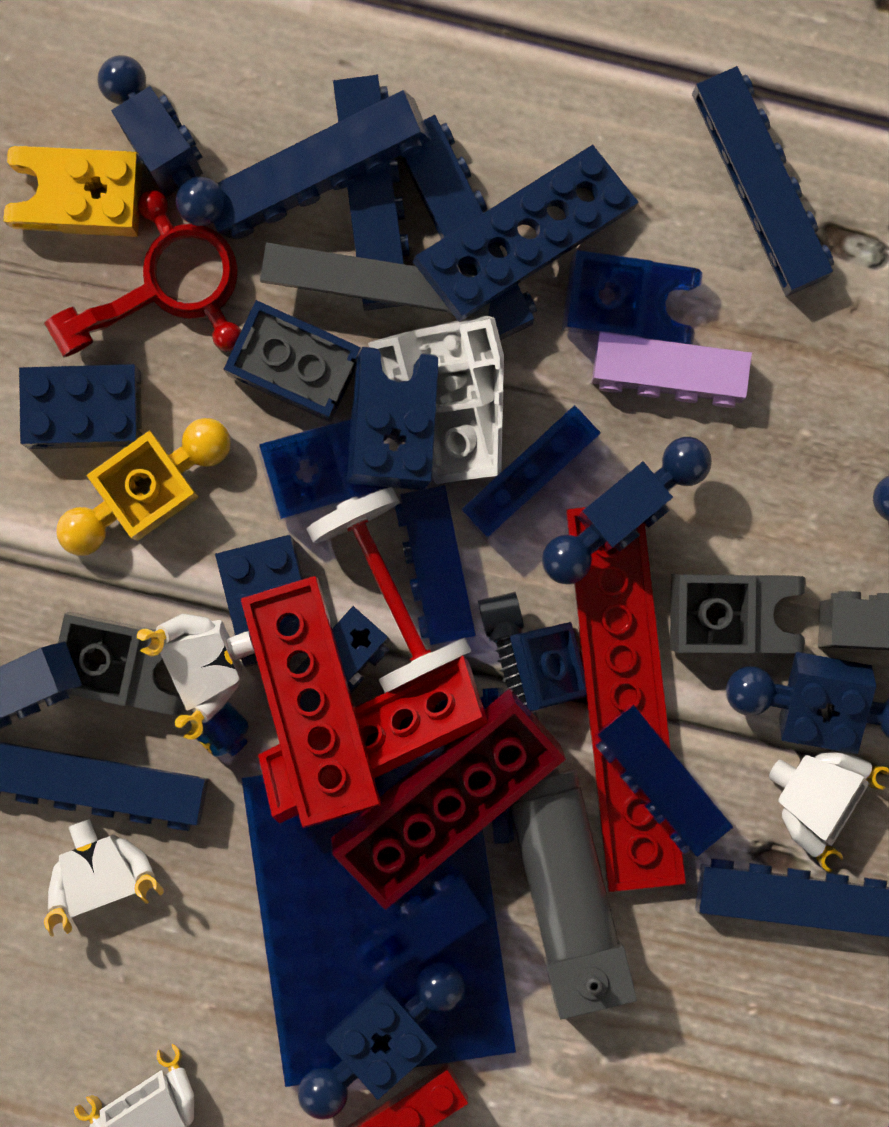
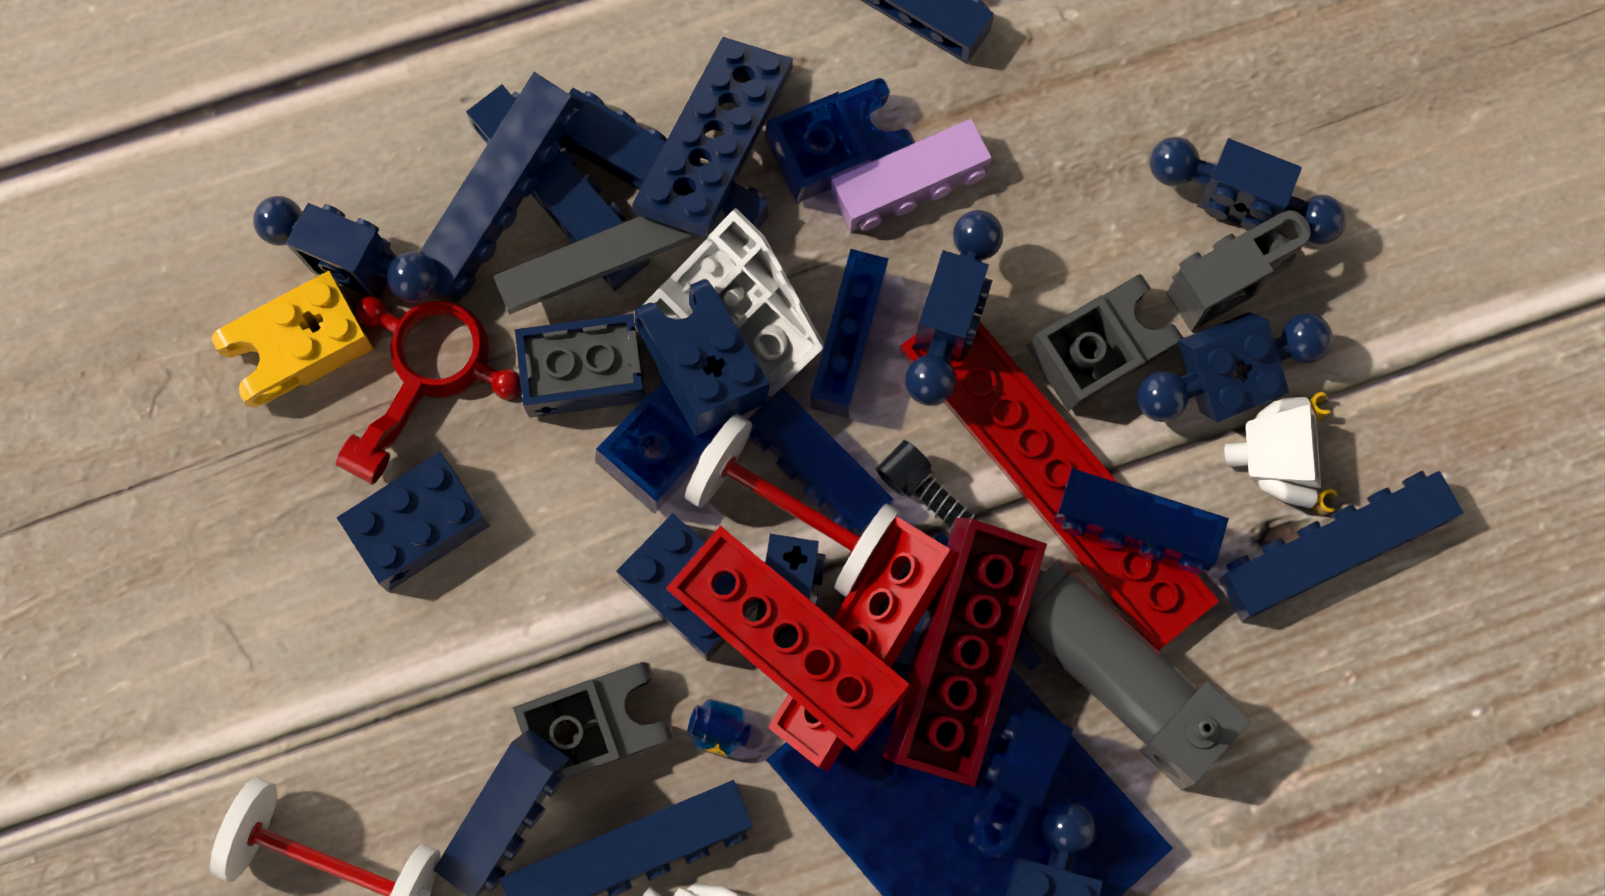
camera: 30 degrees left, 10 degrees down
(84, 529) = (502, 530): yellow brick -> none
(200, 662) = (665, 673): white torso -> none
(549, 666) = (974, 485): dark blue tile -> none

